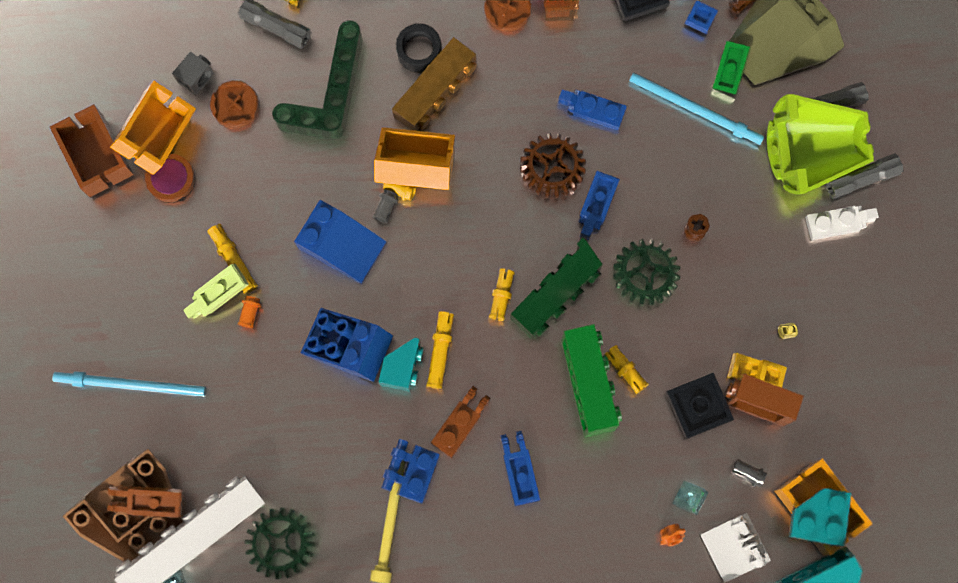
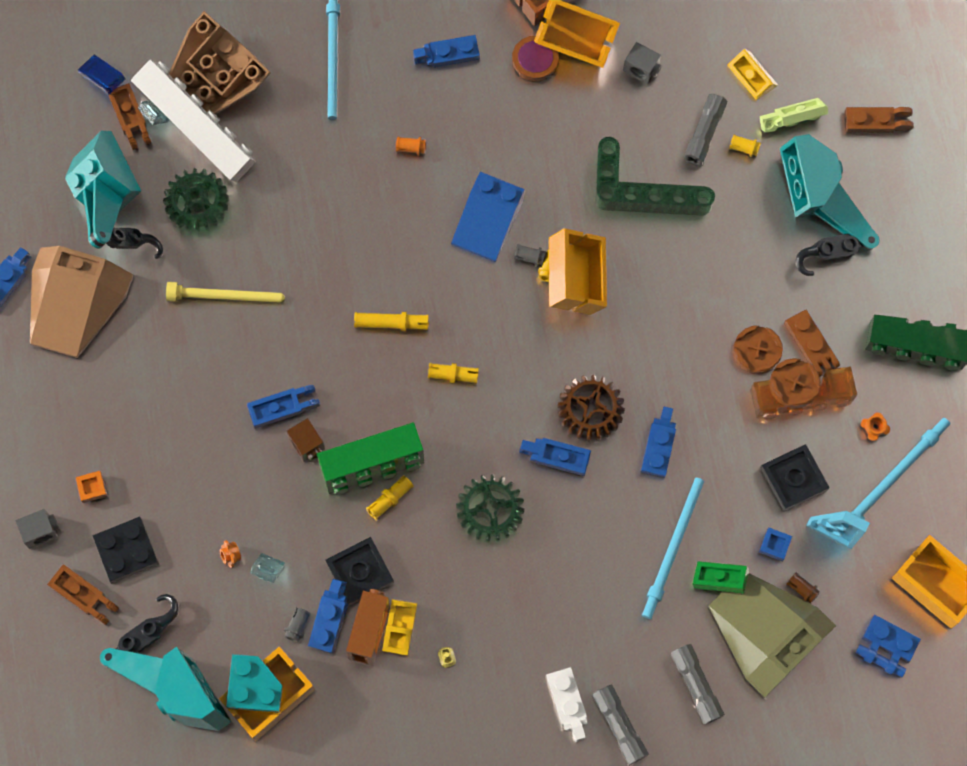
camera: 80 degrees right, 5 degrees down
(147, 501) = (222, 78): dark orange hinge -> none
(148, 263) = (448, 52): none -> blue hinge
(216, 292) = (425, 113): yellowish green hinge -> none
(227, 250) = (468, 118): yellow pin -> none
(234, 104) = (617, 105): dark orange tile -> none
(347, 344) = (388, 236): blue slope -> none
(399, 366) = (370, 285): teal slope -> none
(413, 31) = (704, 250): black tyre -> none
(416, 475) = (271, 313): blue plate -> none
(435, 85) = (660, 286): pearl gold brick -> none
(459, 424) = (322, 347): dark orange hinge -> none
(557, 290) = (461, 423): dark green wedge -> none
(560, 447) = (306, 440): none -> reddish brown brick
(700, 220) = (547, 560): reddish brown bush -> none
(735, 547) = (223, 617): white hinge -> none
(747, 439) = (329, 618): none -> blue hinge
(816, 142) = (646, 671): lime cone -> none

